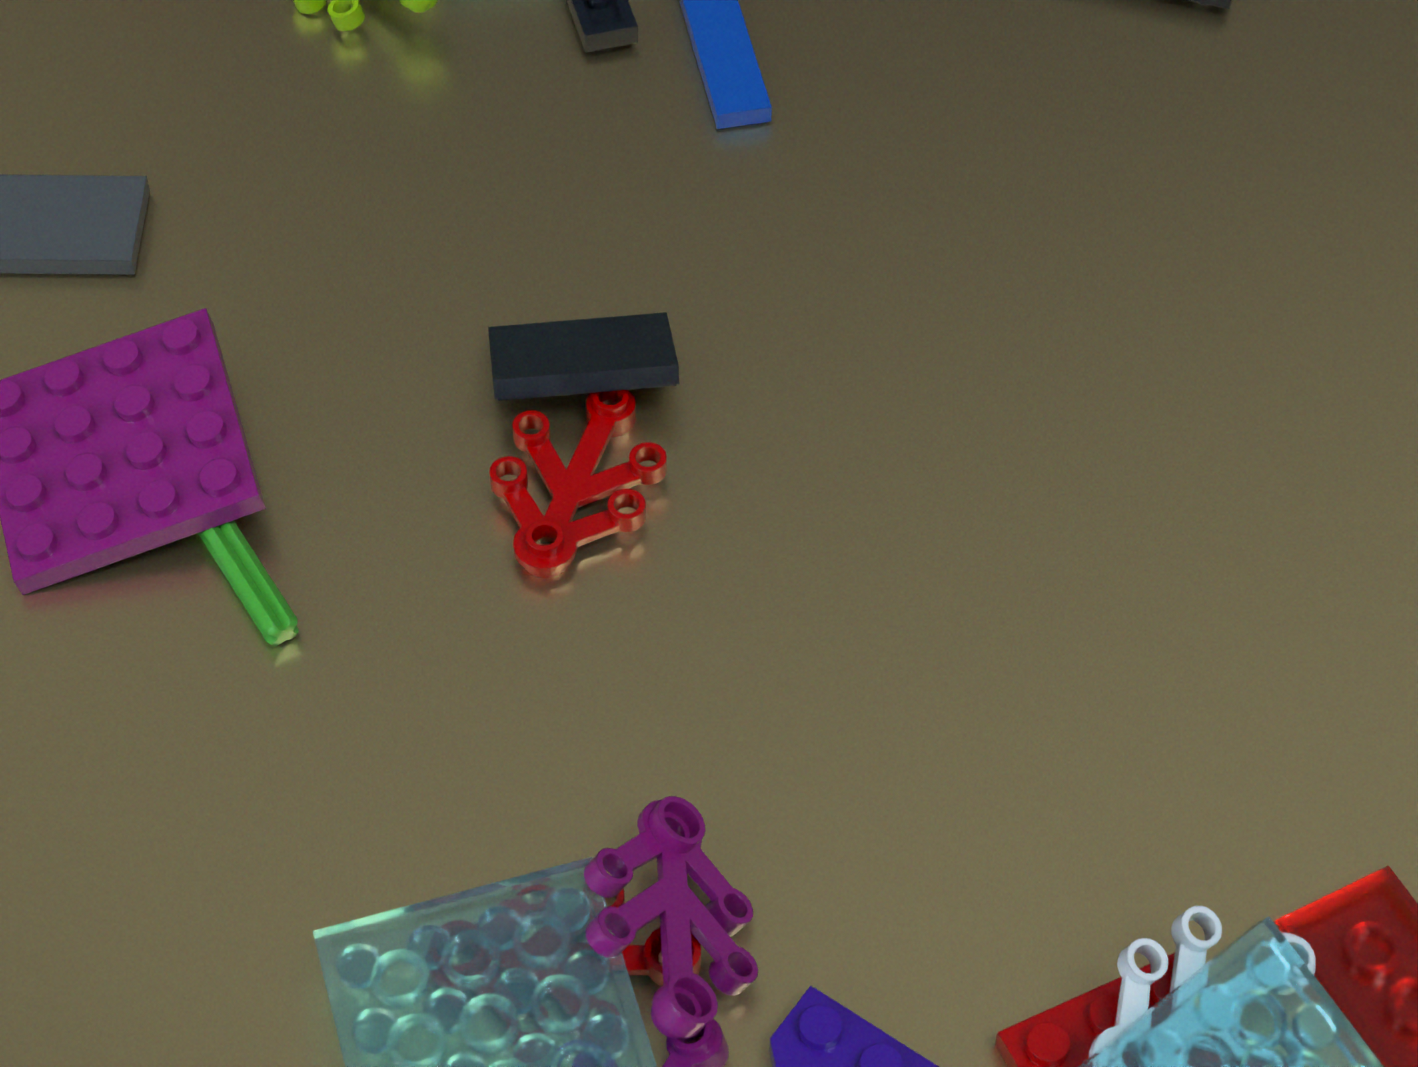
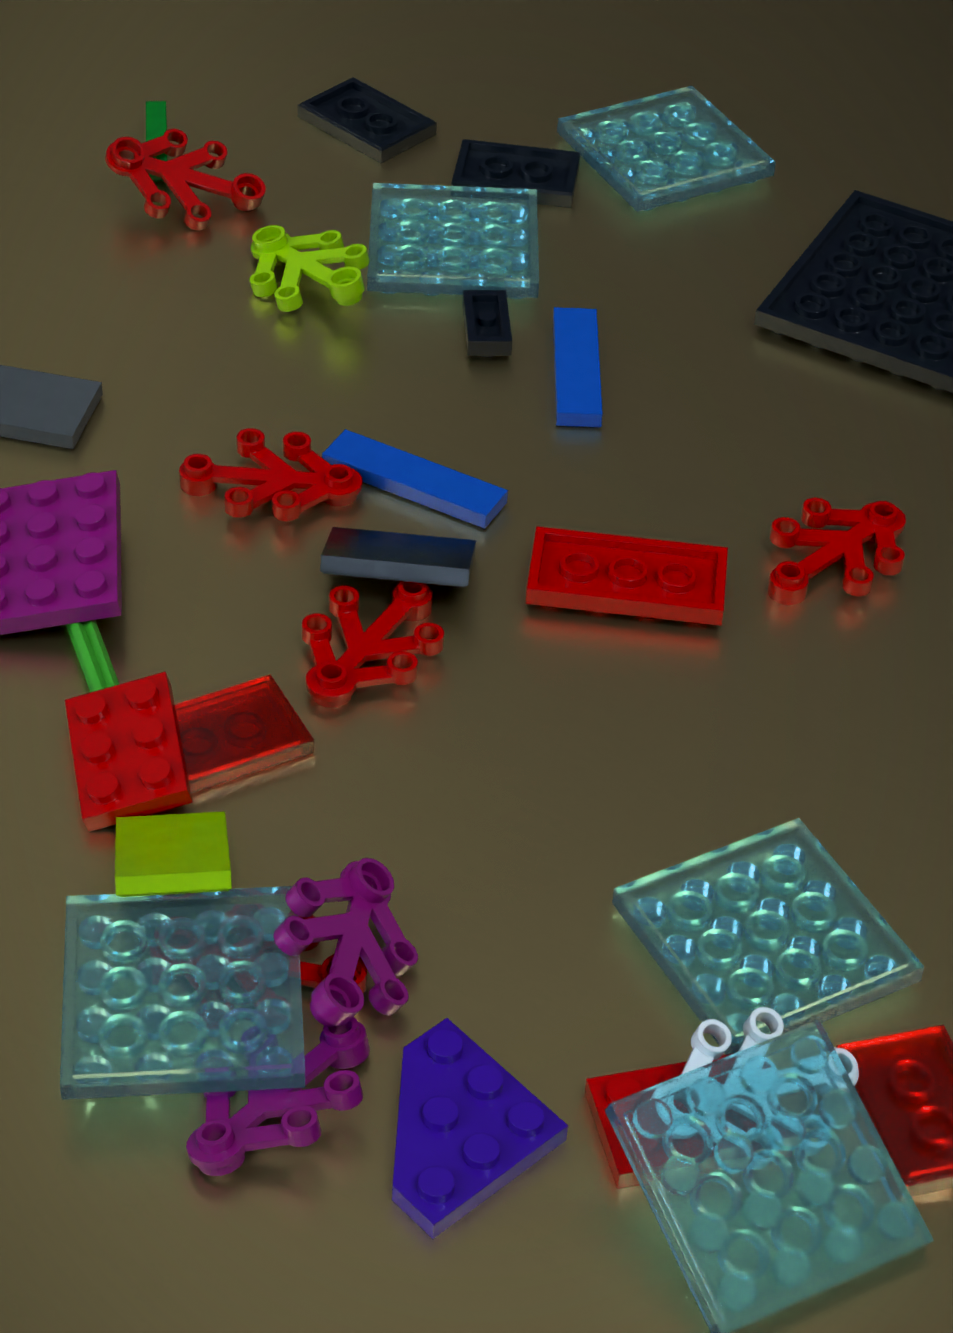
camera: 10 degrees right, 10 degrees down
(324, 698) = (127, 751): none -> red plate
(423, 837) = (172, 854): none -> lime tile
(429, 650) = (239, 732): none -> clear red tile
(463, 266) = (324, 483): none -> red plant
(567, 238) = (418, 479): none -> blue tile
(861, 327) = (627, 576): none -> red plate
(1131, 195) = (875, 522): none -> red plant
(1154, 789) = (768, 929): none -> clear light blue plate

